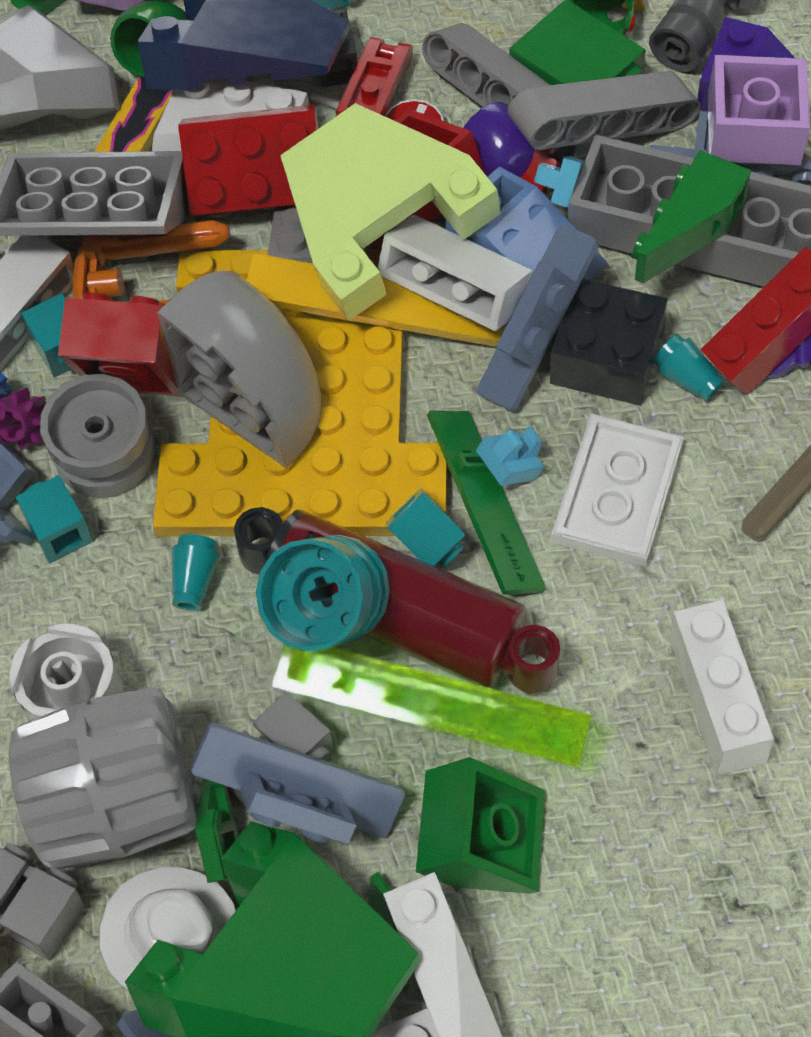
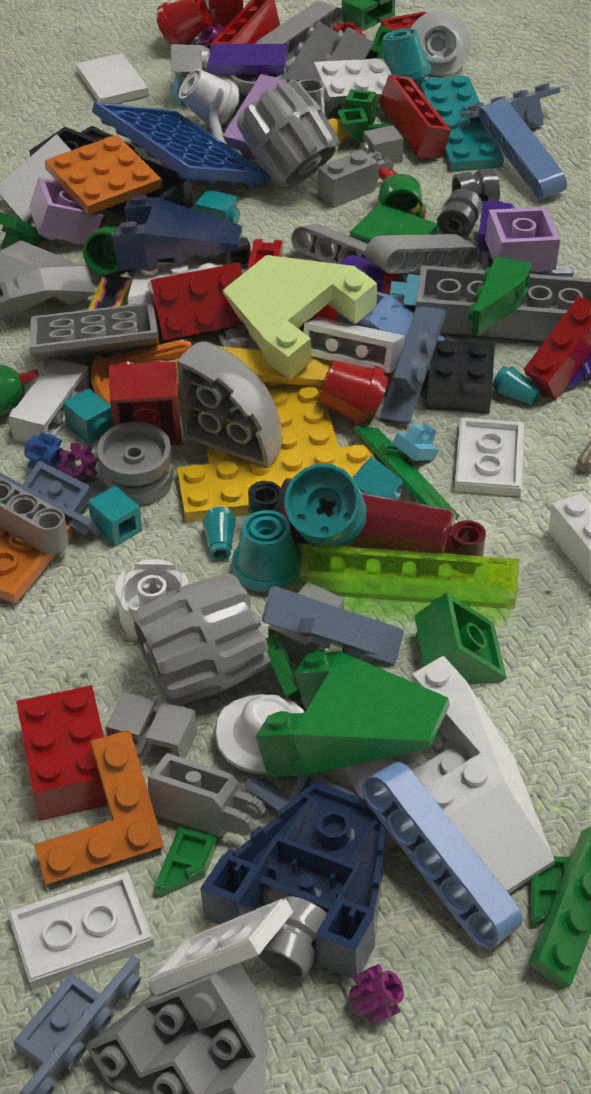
camera: 15 degrees left, 15 degrees down
(231, 644) = (266, 553): none -> teal piece
(437, 354) = (353, 391): none -> red piece

